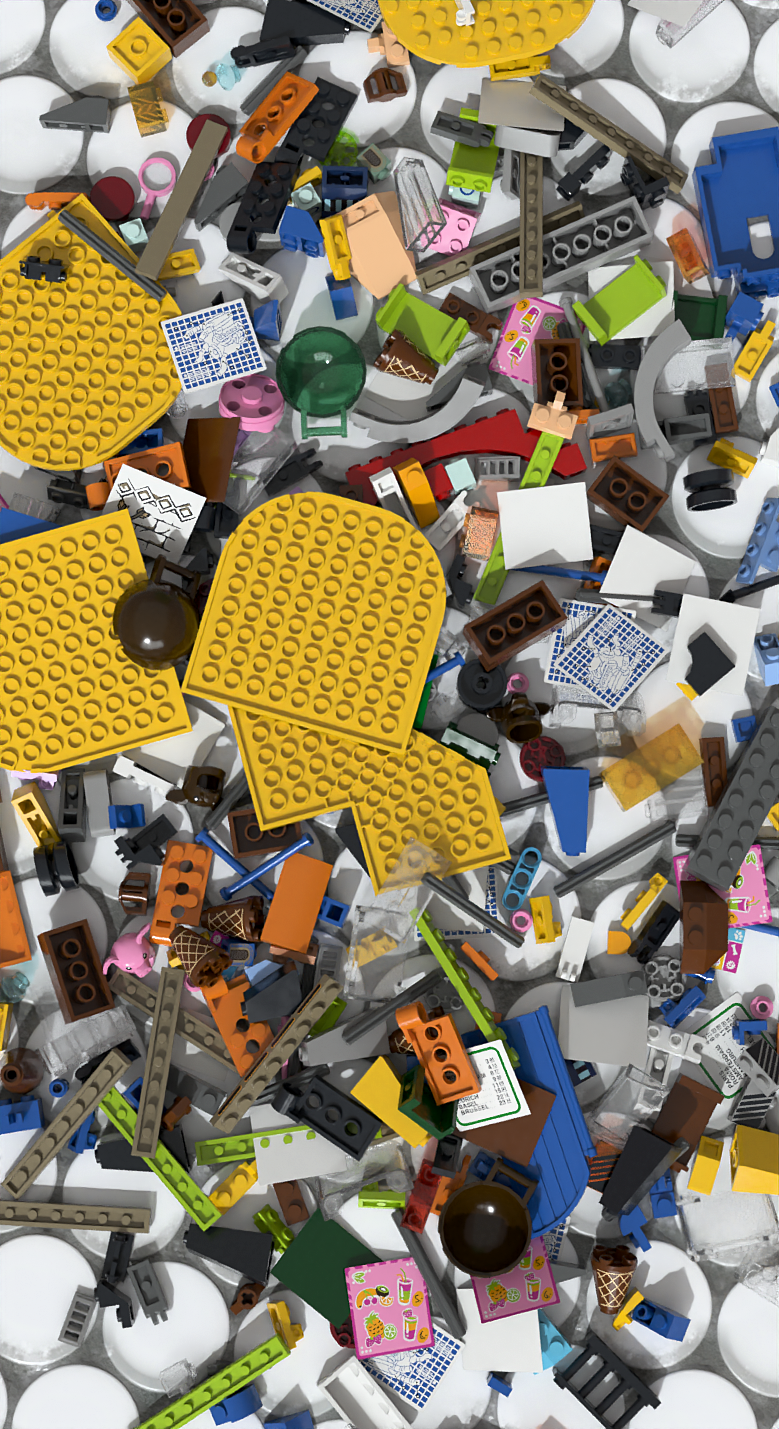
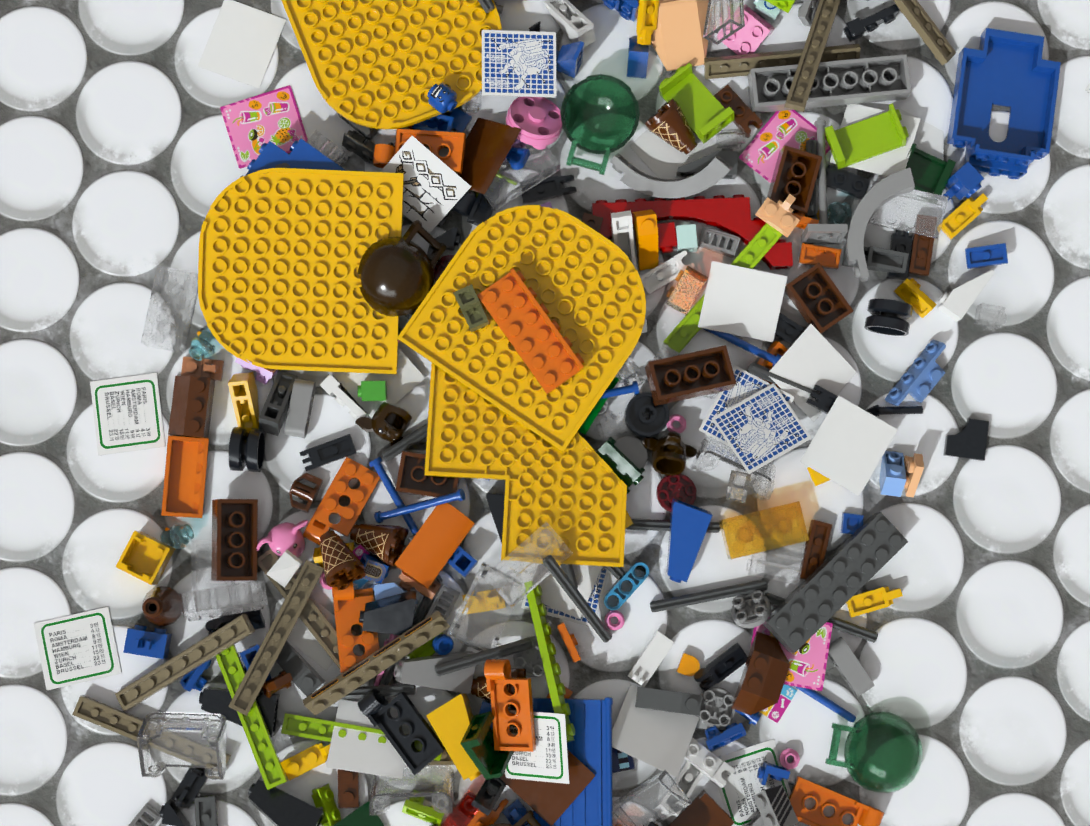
camera: 10 degrees right, 0 degrees up
(55, 1091) = (185, 633): blue pin -> none
(94, 1211) = (183, 741): none -> clear windscreen
(126, 816) = (318, 426): blue bracket -> none
(142, 411) = (442, 98): none -> blue head
(142, 983) = (285, 568): none -> white slope
(147, 855) = (325, 464): black slope -> none
(170, 428) = (461, 120): none -> blue tile
(173, 757) = (373, 390): none -> bright green brick
(246, 449) = (518, 157): none -> blue tile
(251, 631) = (471, 308): none -> olive slope
(325, 634) = (531, 331): none -> orange bracket
(342, 1009) = (442, 644): none -> blue tile
(460, 589) = (655, 330): black slope -> none
(544, 928) = (633, 622): yellow hinge -> none
(647, 196) = (917, 58): black bracket -> none
(656, 884) = (721, 637): yellow hinge -> none
(666, 859) = (751, 609): none -> light grey tile
(687, 255) = (934, 118): clear orange brick -> none
(708, 664) = (839, 460): black tile -> none

